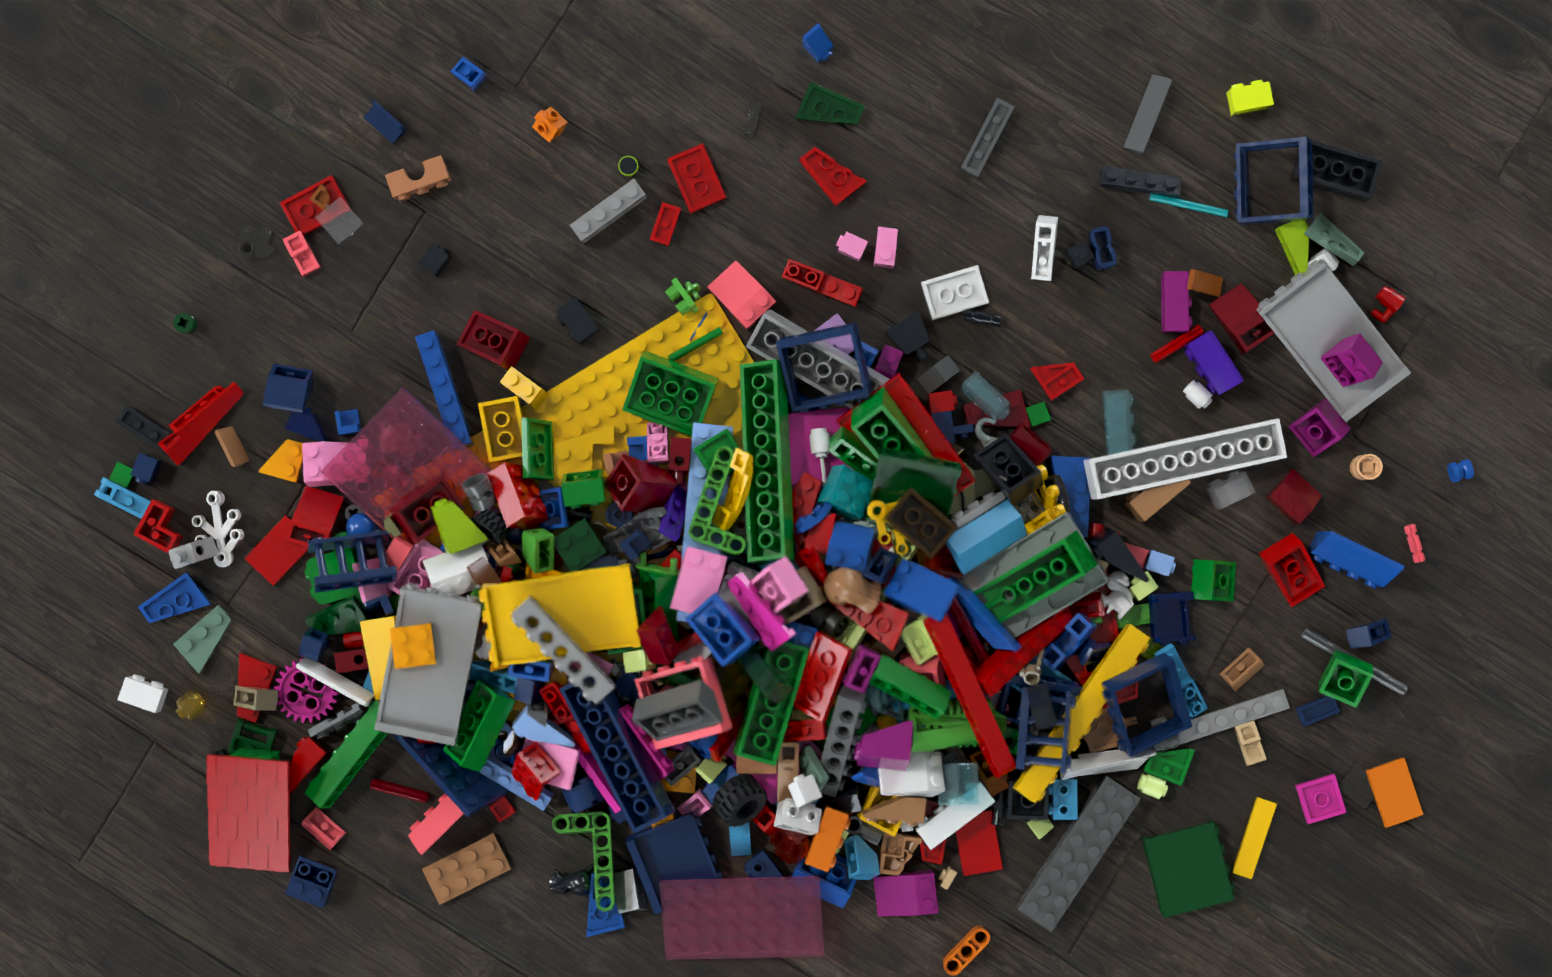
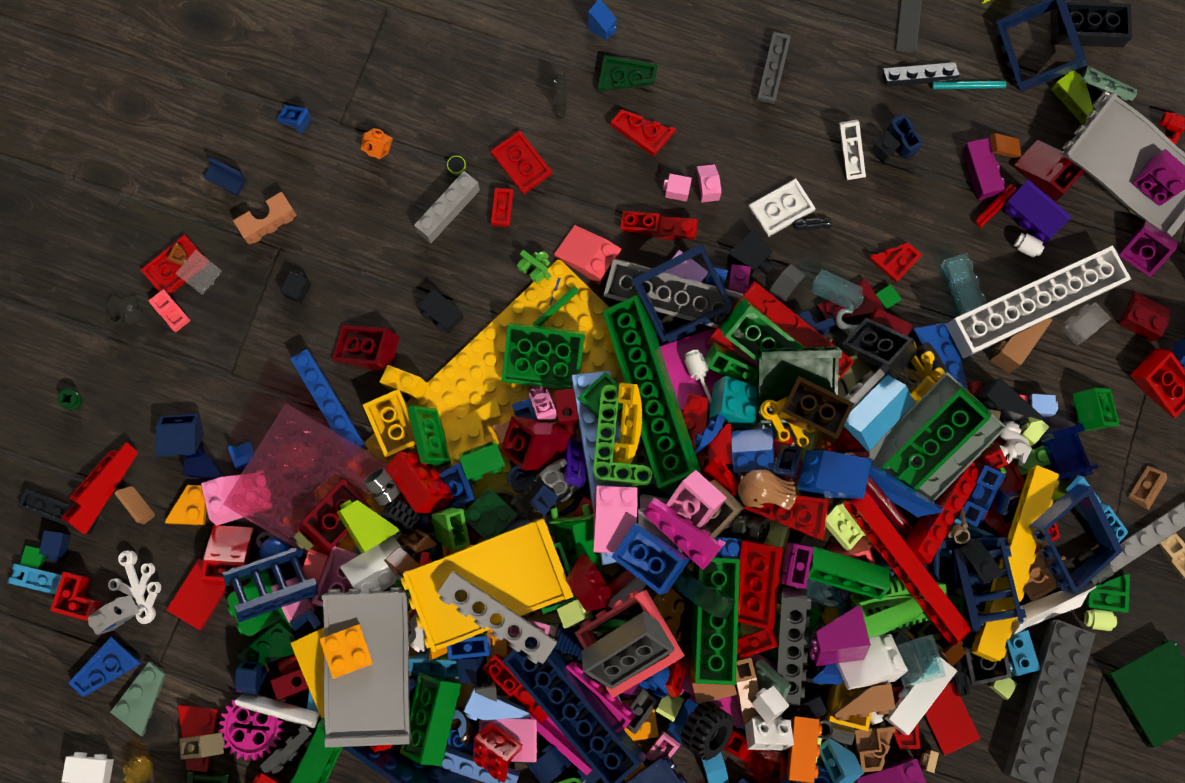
camera: 10 degrees left, 10 degrees down
(580, 513) = (482, 485): black brick -> none
(941, 401) = (799, 303): red brick -> none

